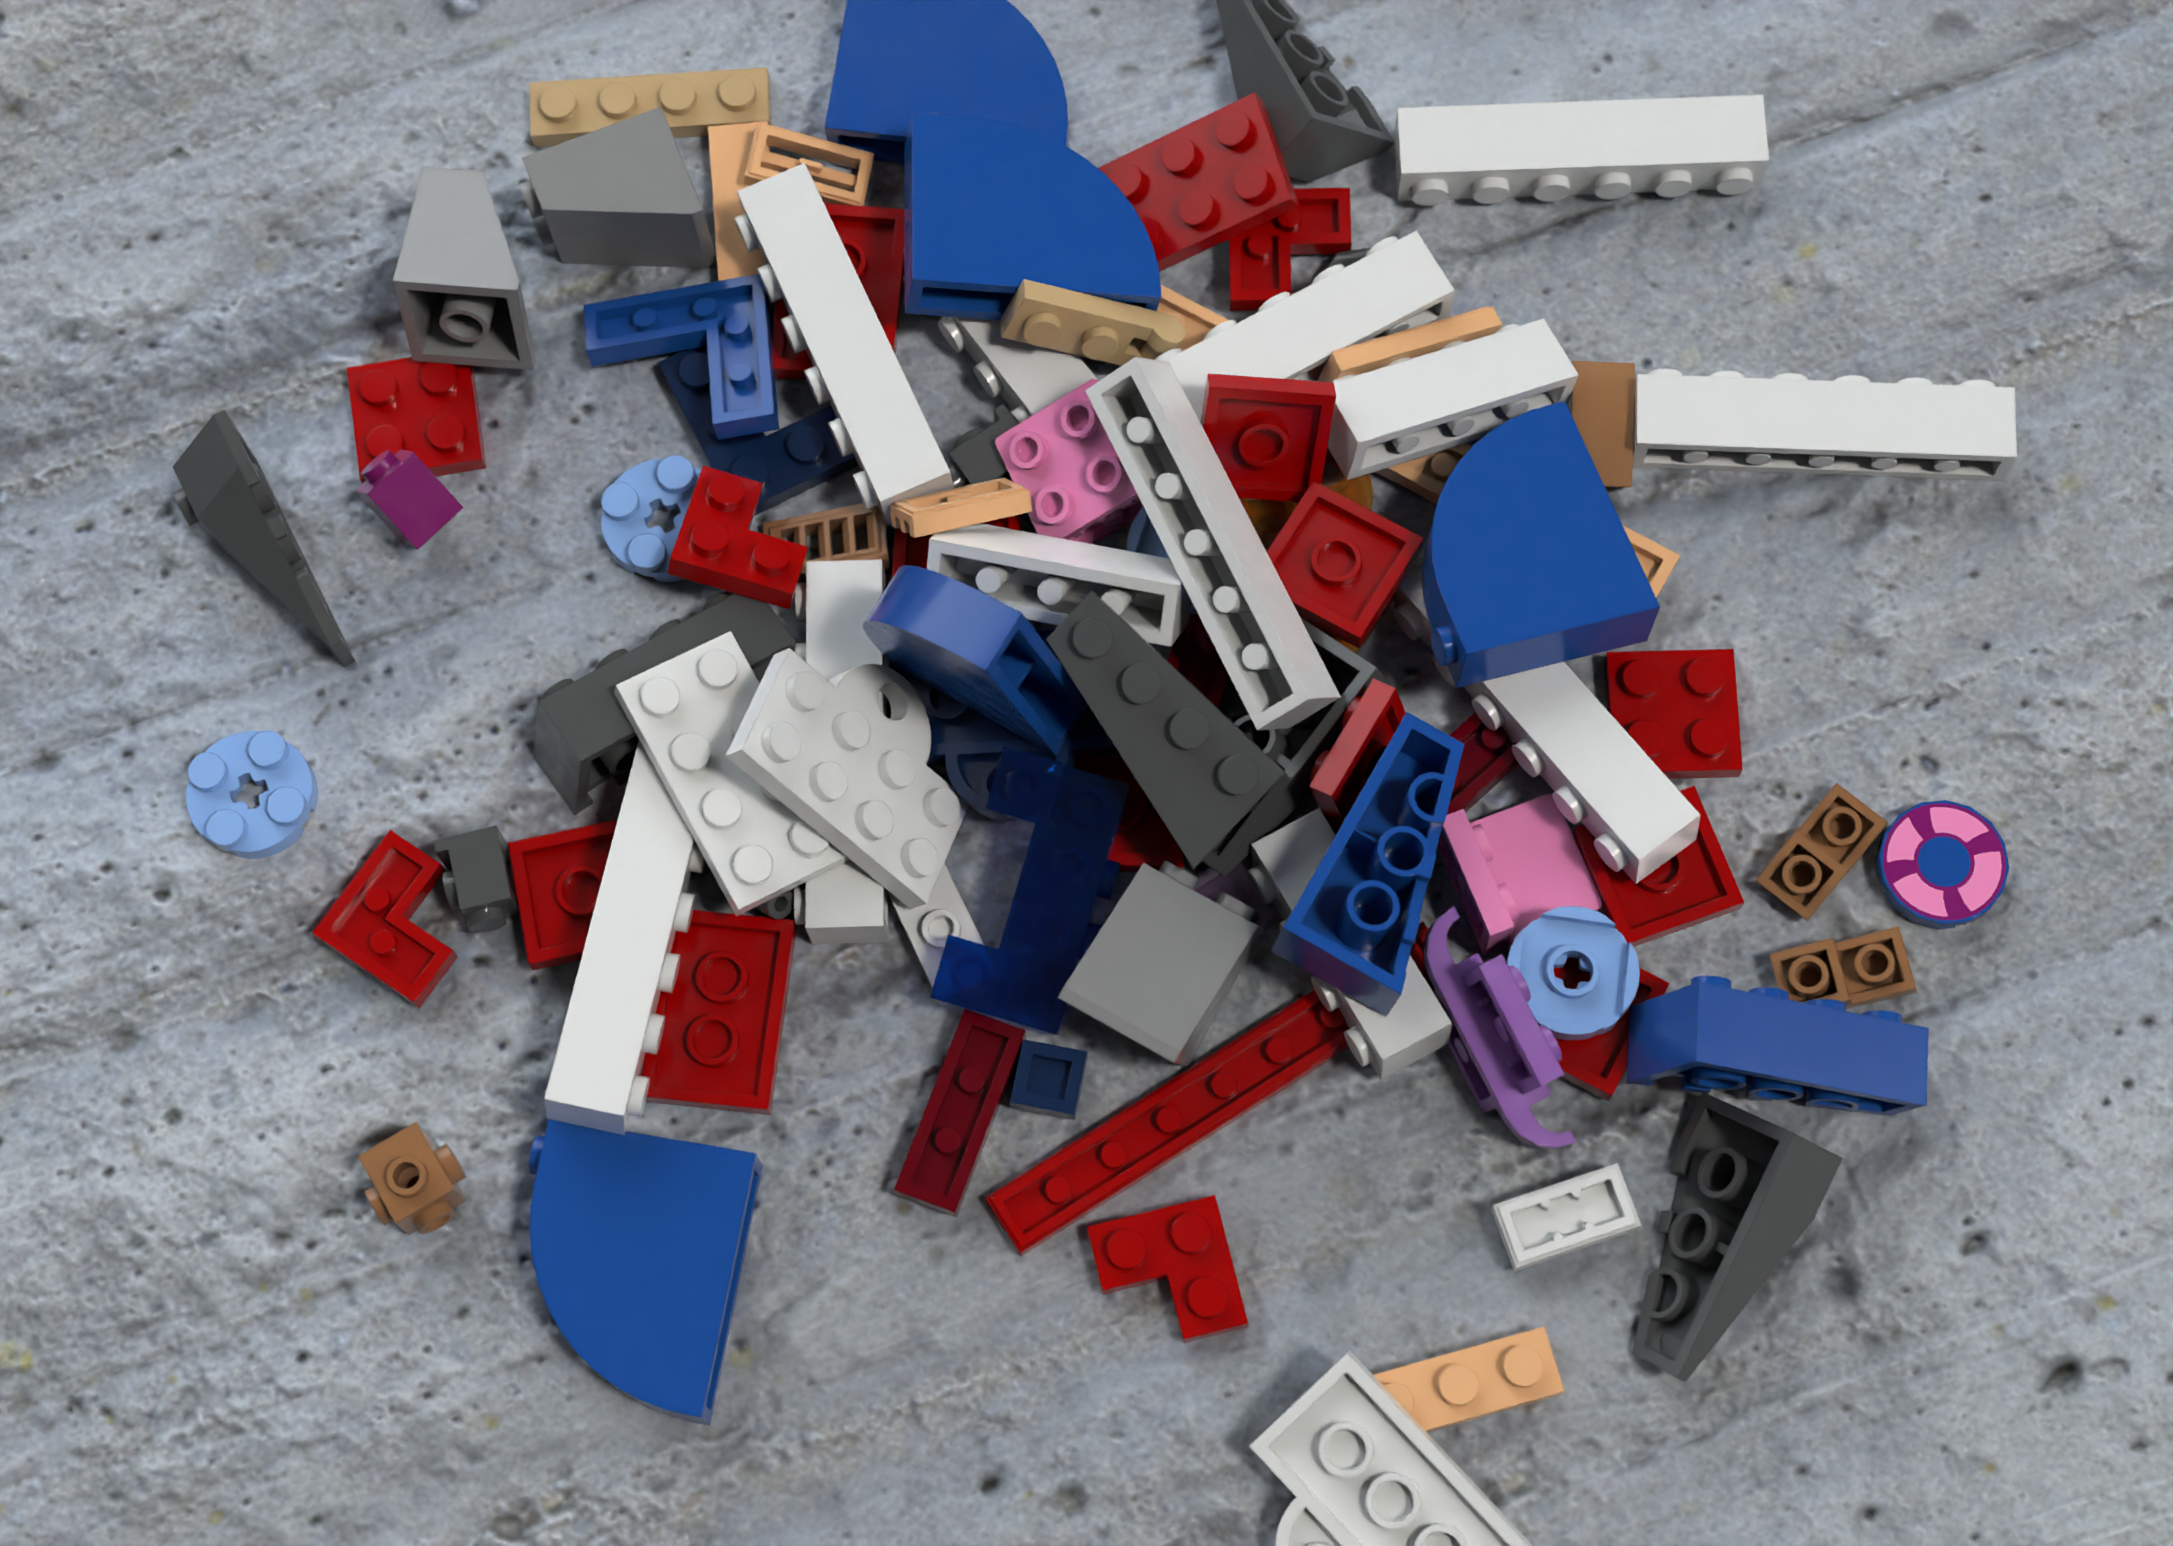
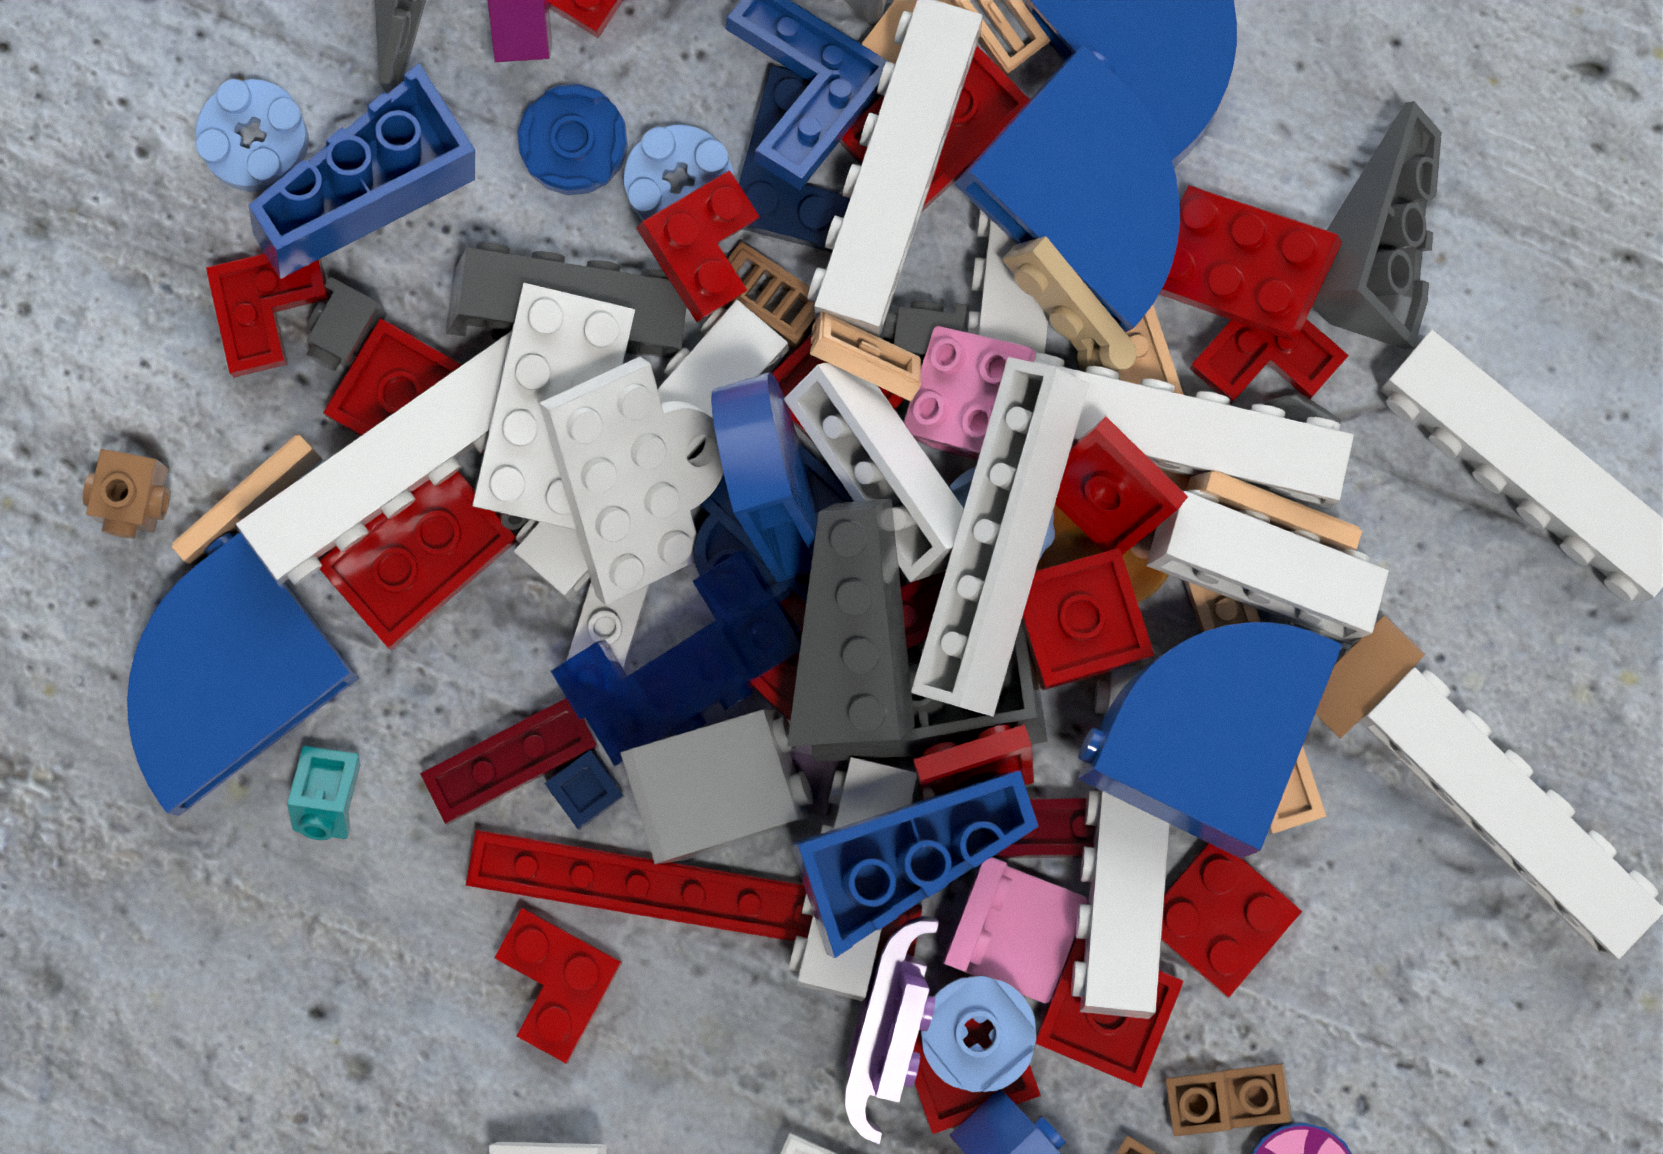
camera: 40 degrees right, 10 degrees up
(391, 731) = (365, 176): none -> blue wedge
(526, 1095) = (258, 488): none -> light nougat tile
(540, 564) = (572, 140): none -> blue tile
(824, 1285) = (323, 793): none -> teal bracket

